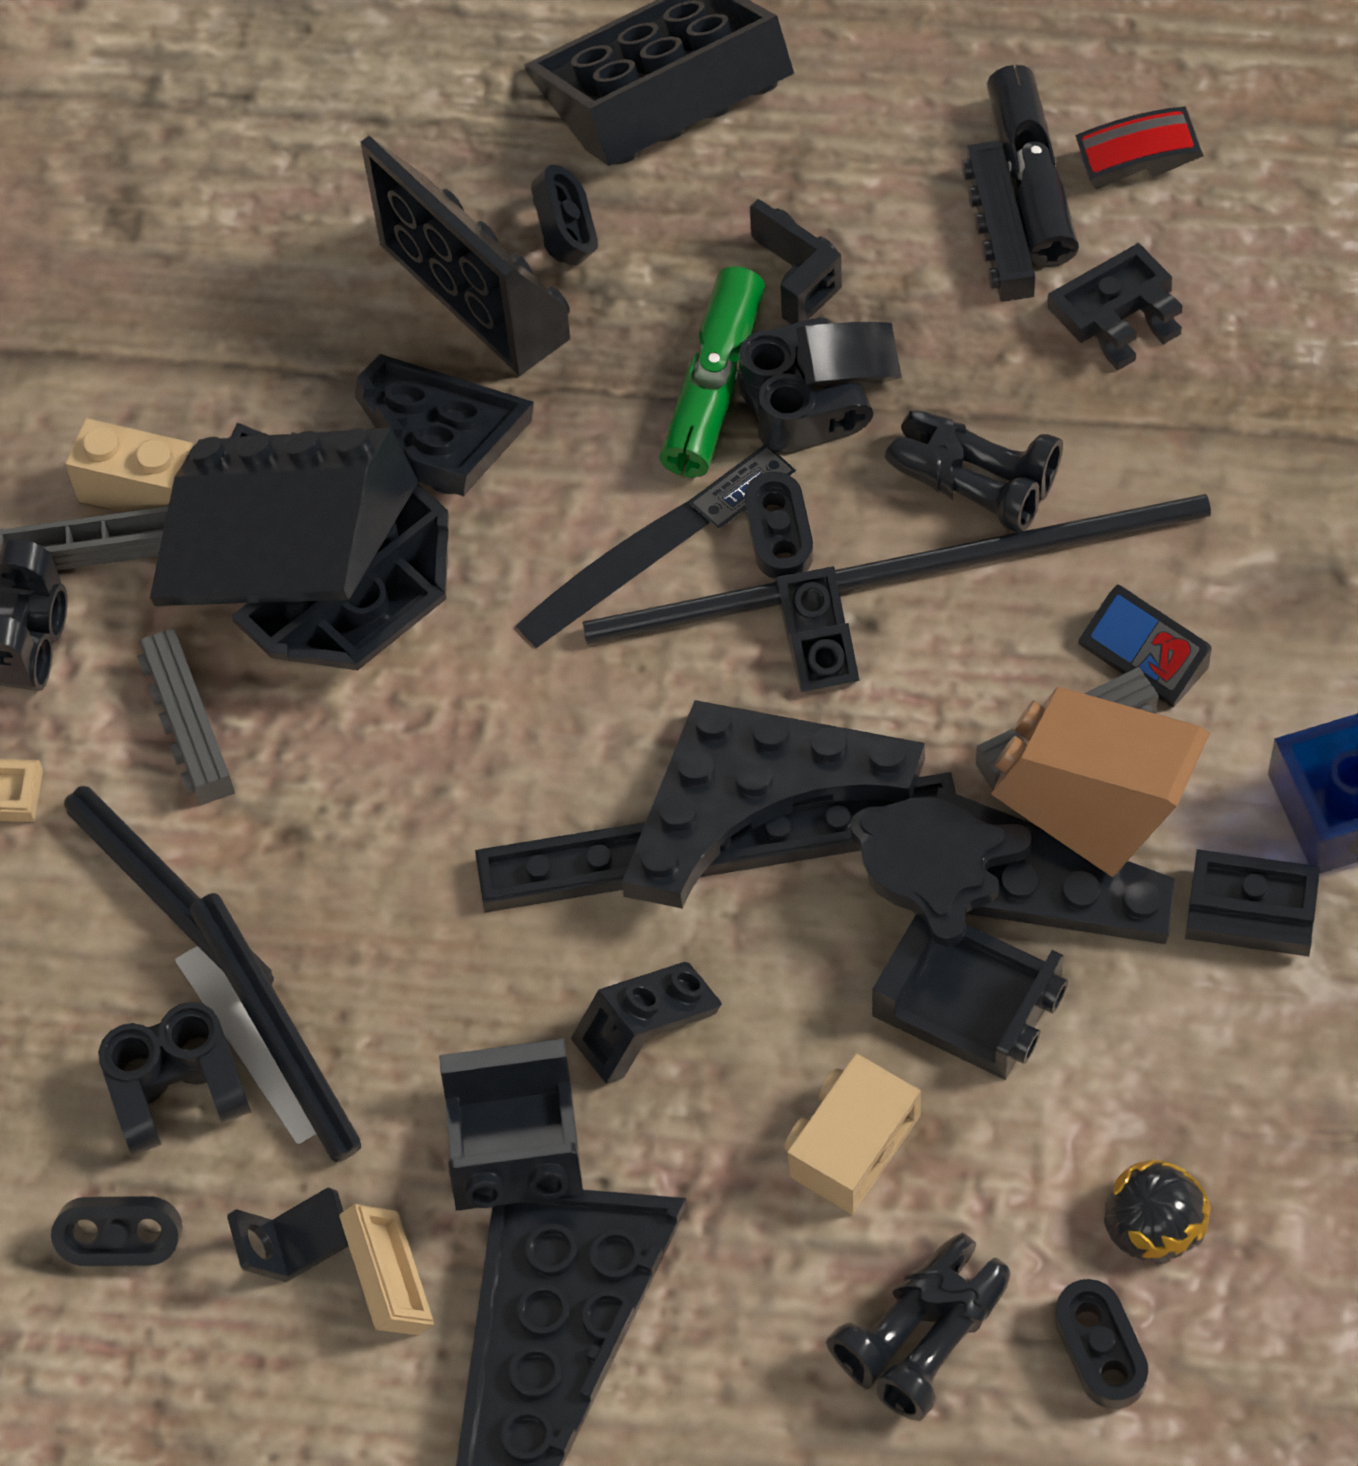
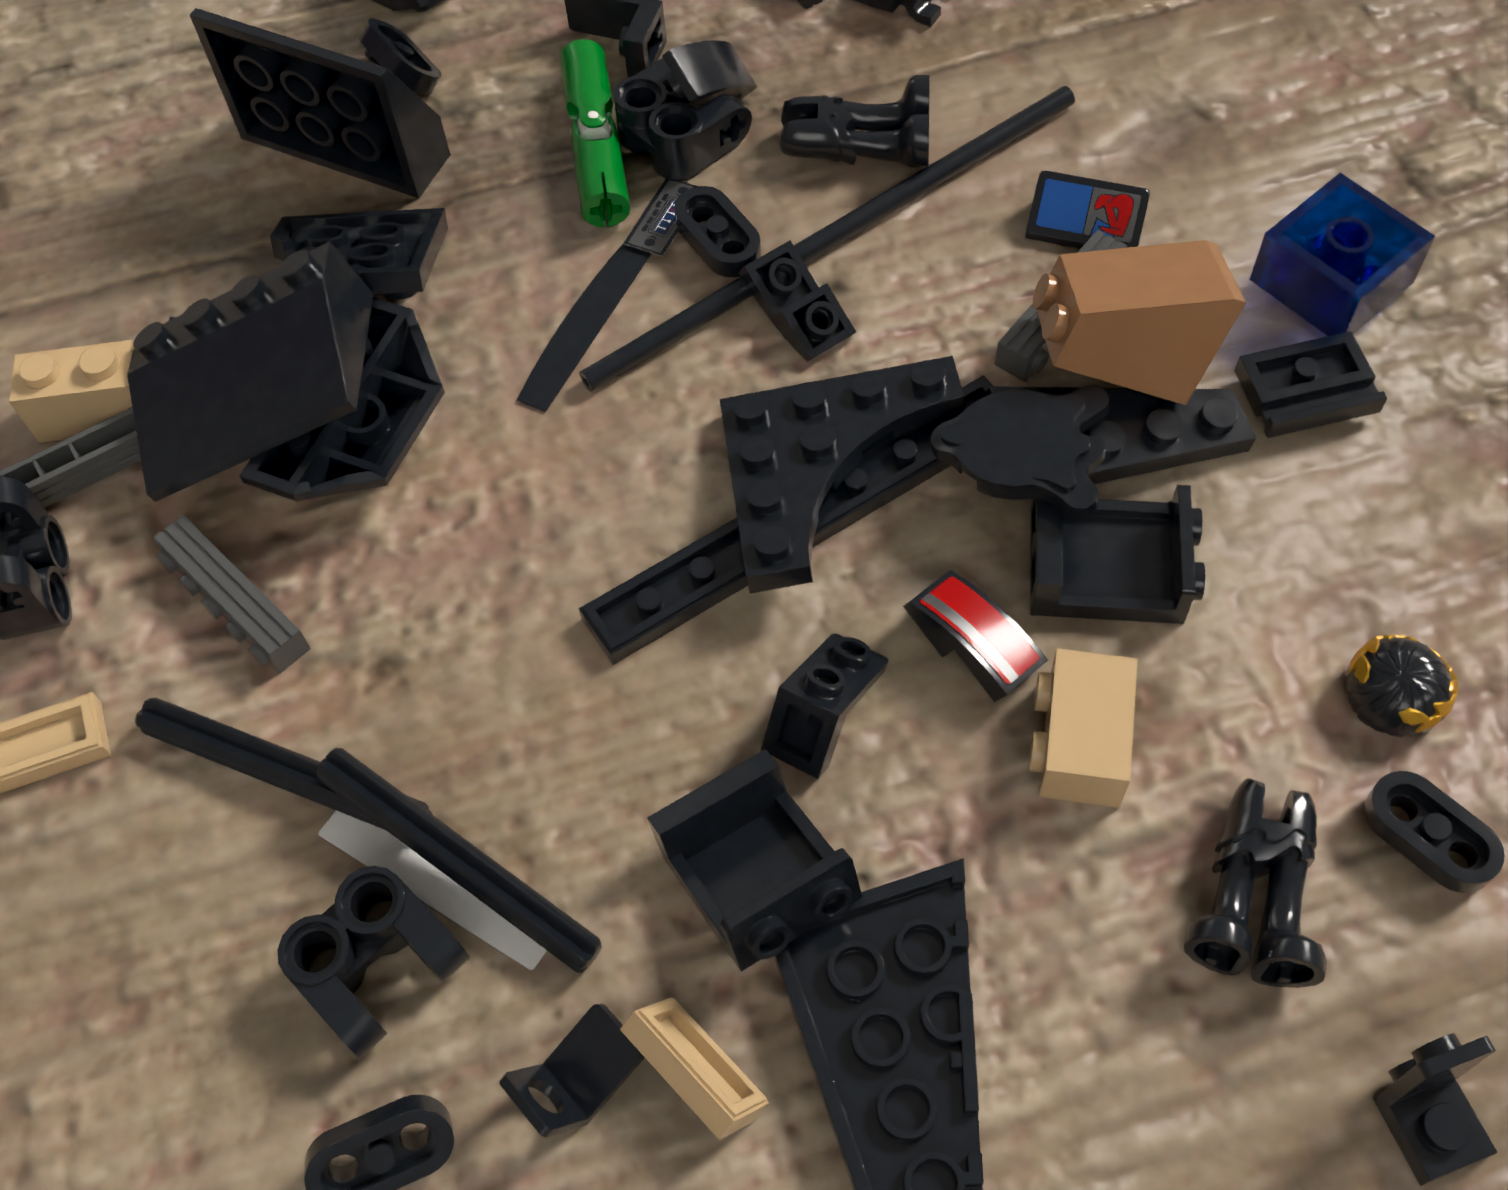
camera: 25 degrees left, 0 degrees up
(806, 1011) = (983, 635): none -> slope

